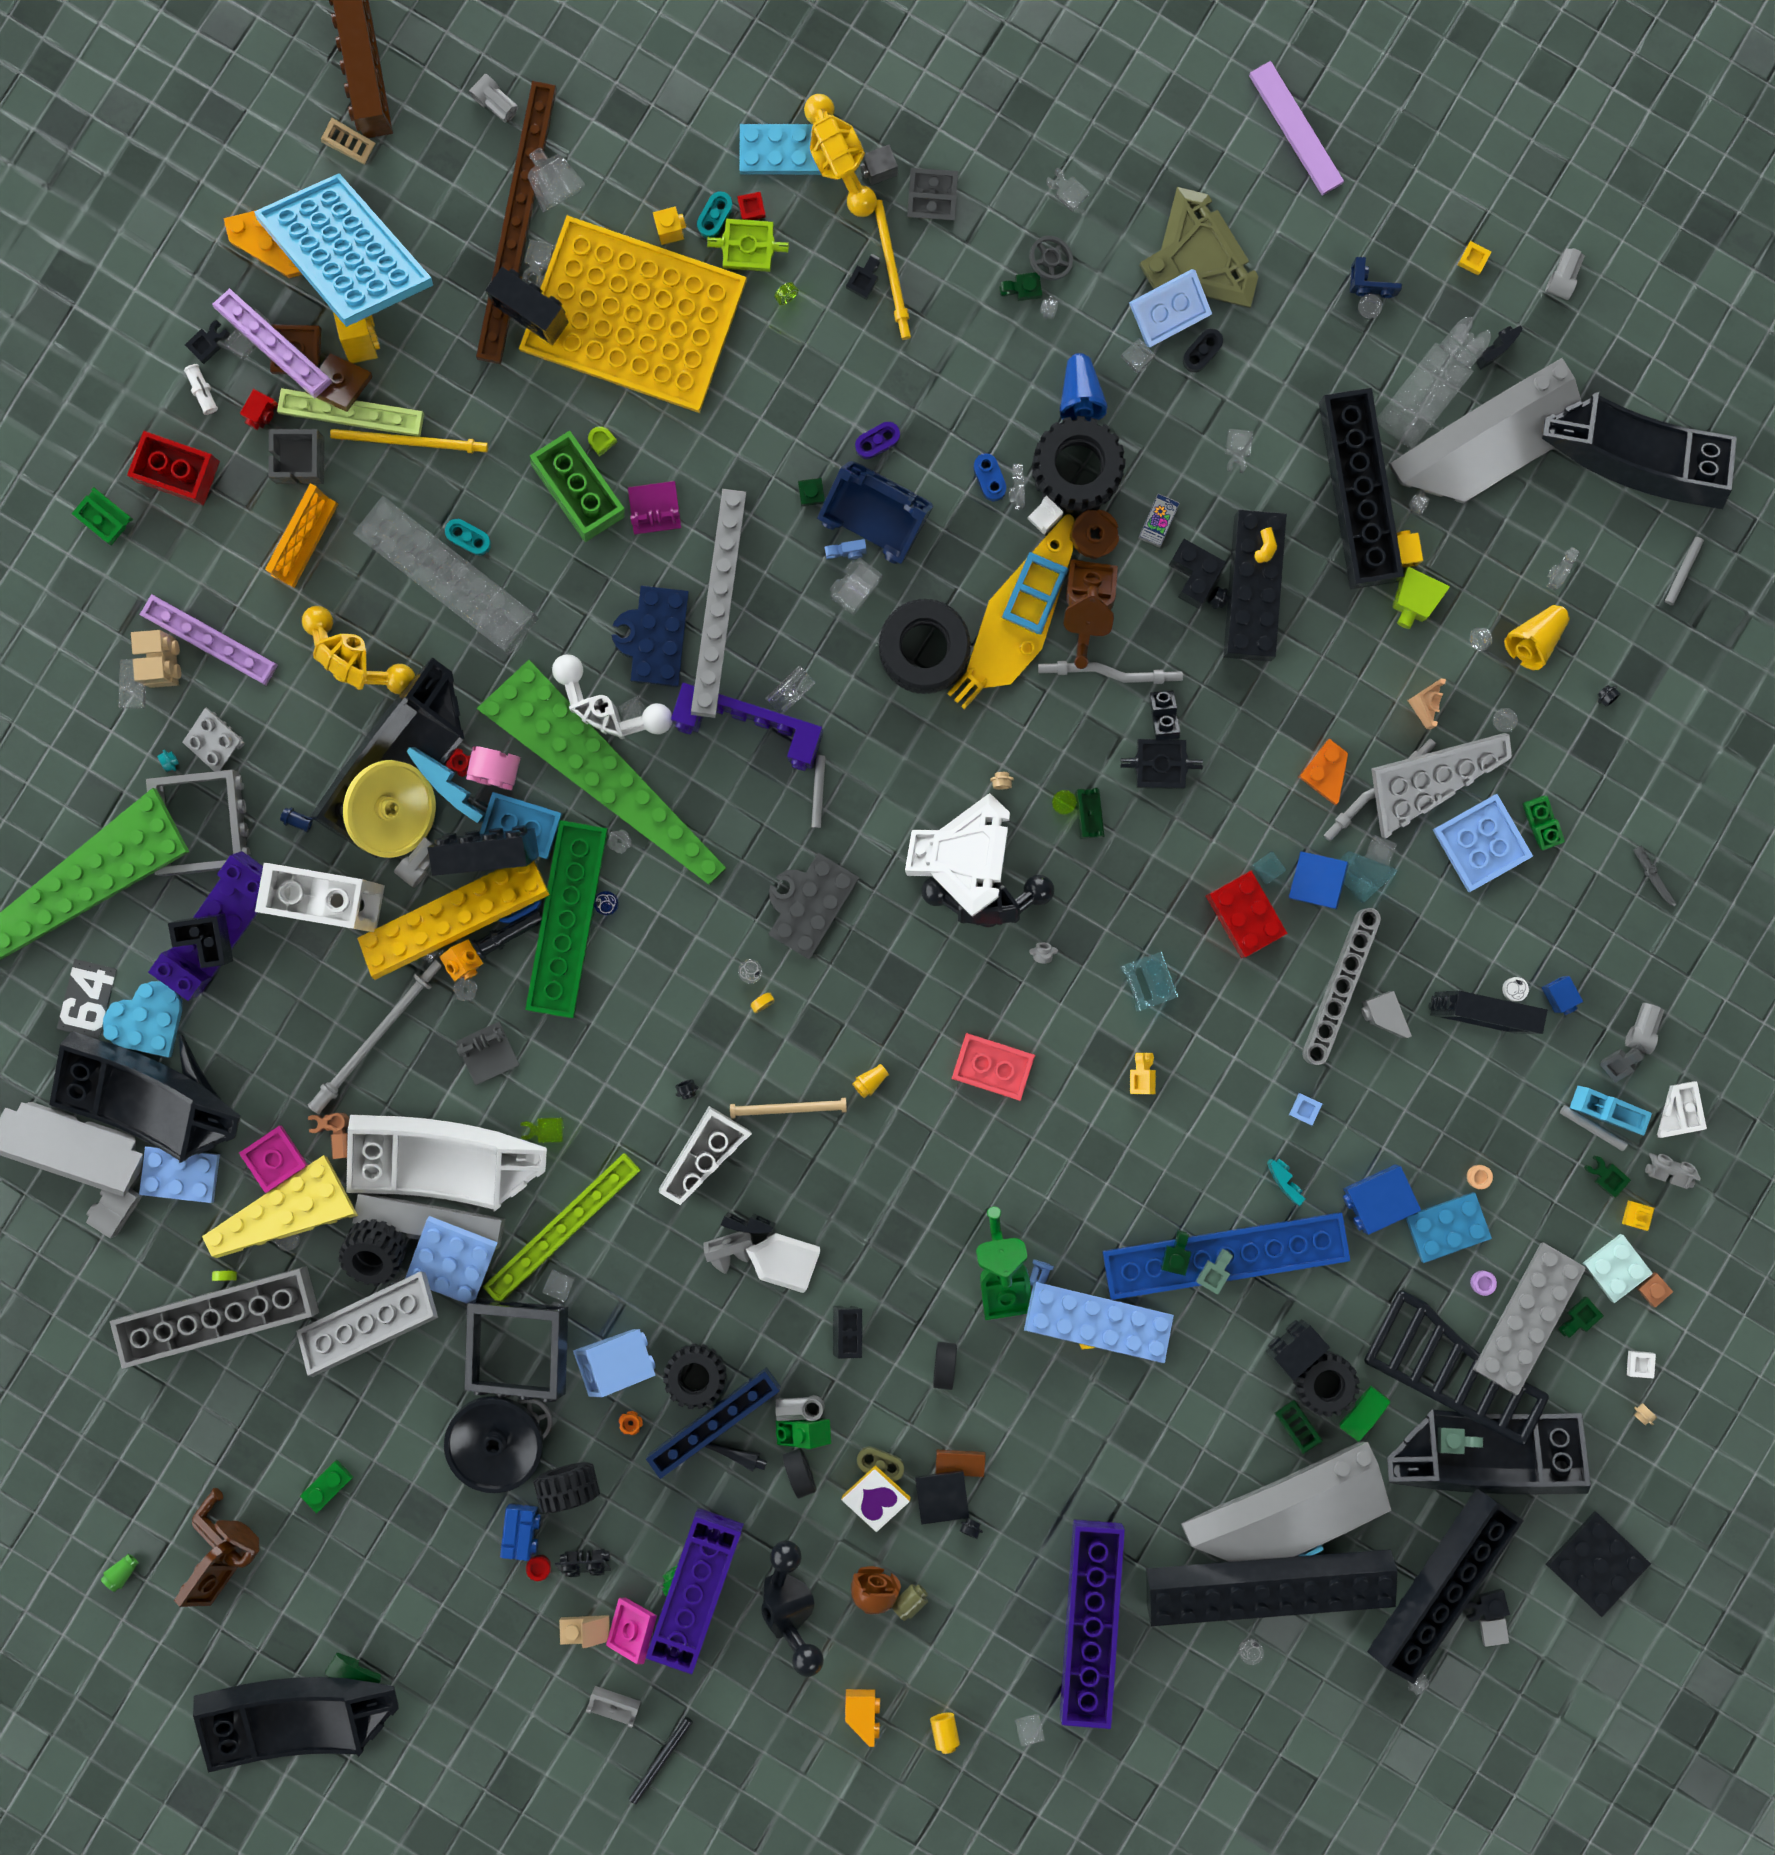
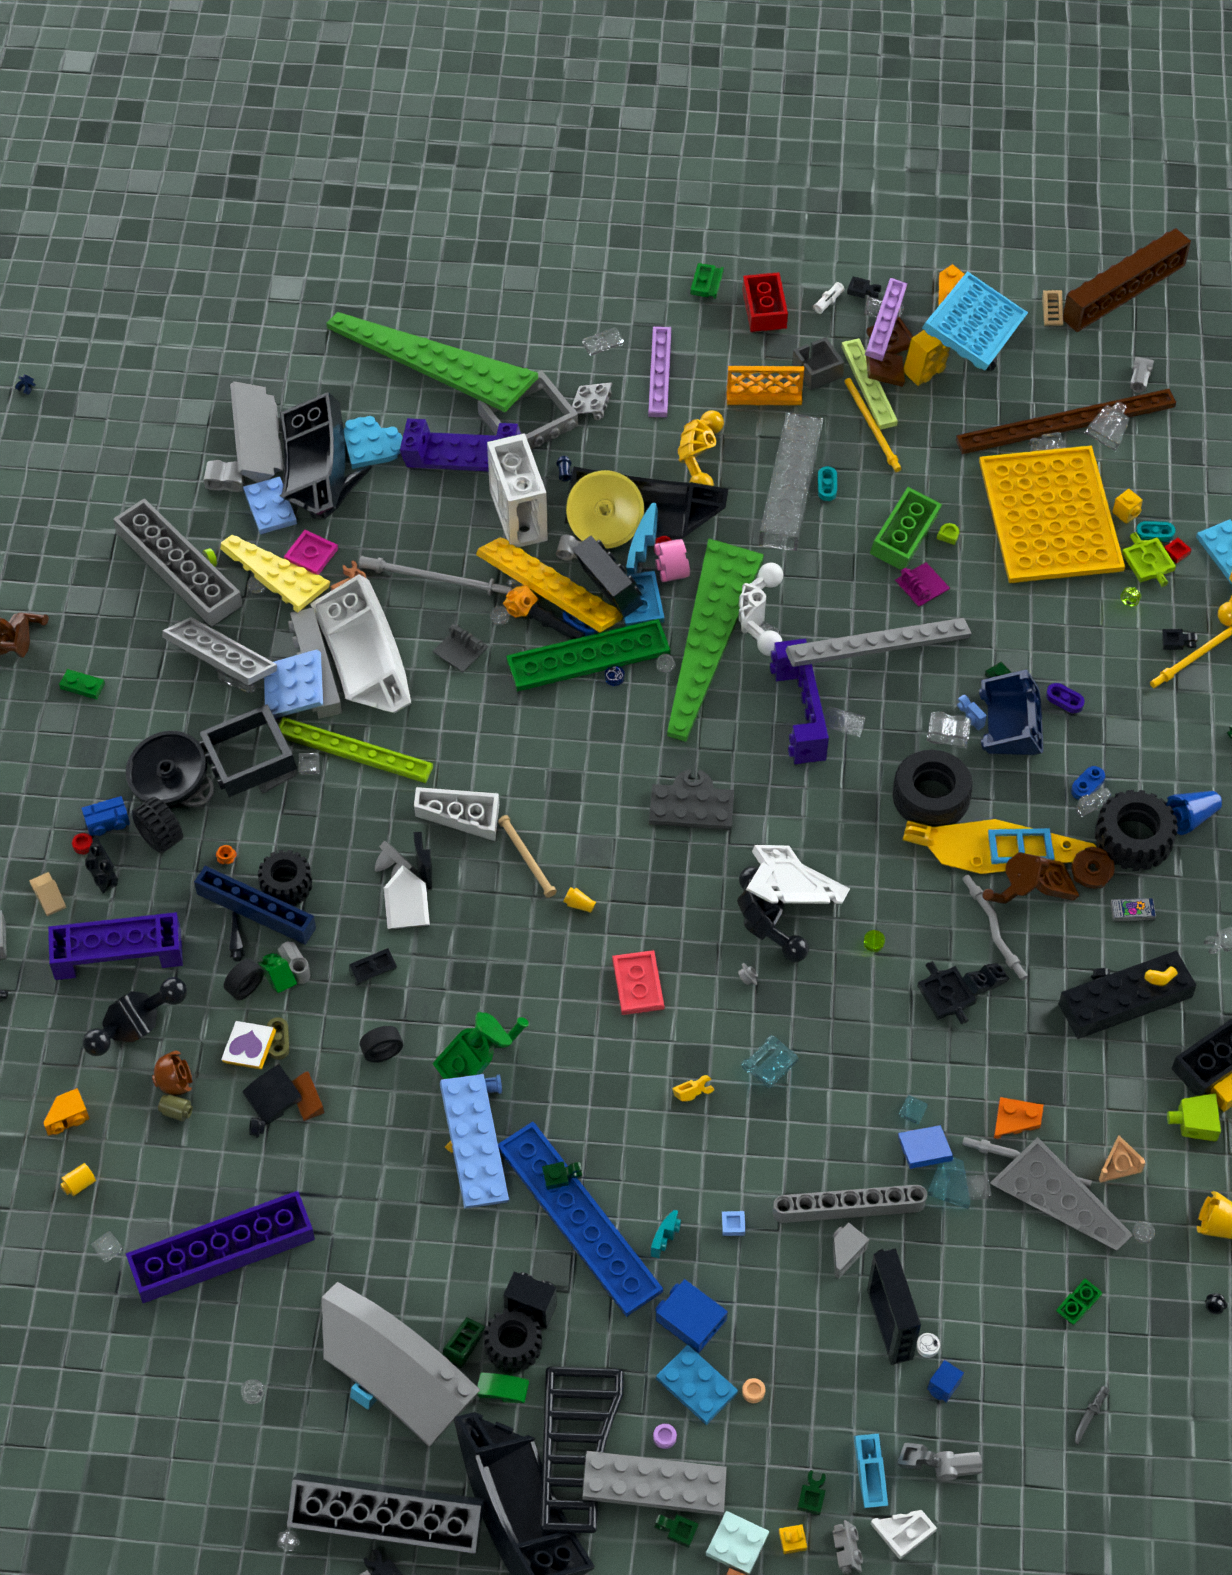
camera: 65 degrees right, 30 degrees down
(86, 998) = (366, 404): sticker -> none
(161, 665) = (623, 348): tan piece -> none
(168, 760) = (561, 381): teal plate -> none
(208, 933) = (452, 439): black brick -> none
(258, 410) = (836, 331): red brick -> none
(372, 1252) = (275, 632): black tyre -> none
(527, 305) = (1011, 441): black brick -> none
(547, 1130) = (423, 709): clear neon green plate -> none
(615, 1363) = (269, 821): light blue slope -> none
(631, 1630) = (62, 917): dark pink plate -> none
(655, 635) = (831, 619): dark blue plate -> none
(686, 1089) = (503, 783): black plate -> none
(750, 971) = (617, 787): clear tile -> none
(762, 1002) = (598, 803): yellow tile -> none
(818, 791) = (780, 773): light grey bar -> none
(1002, 781) = (863, 889): tan plate -> none
(1045, 515) = (1084, 830): white panel -> none
(1089, 813) = (876, 959): dark green hinge -> none
(1200, 567) = (1111, 952): black brick -> none
(1214, 1275) = (558, 1207): sand green plate -> none
(1246, 914) = (865, 1104): red brick -> none
(1271, 1587) = (317, 1372): black brick -> none
(1454, 1441) = (515, 1468): sand green plate -> none
(1480, 639) = (1196, 1180): clear plate -> none
(1482, 843) = (1032, 1260): light blue plate -> none
(1593, 1128) = (847, 1465): light grey bar -> none

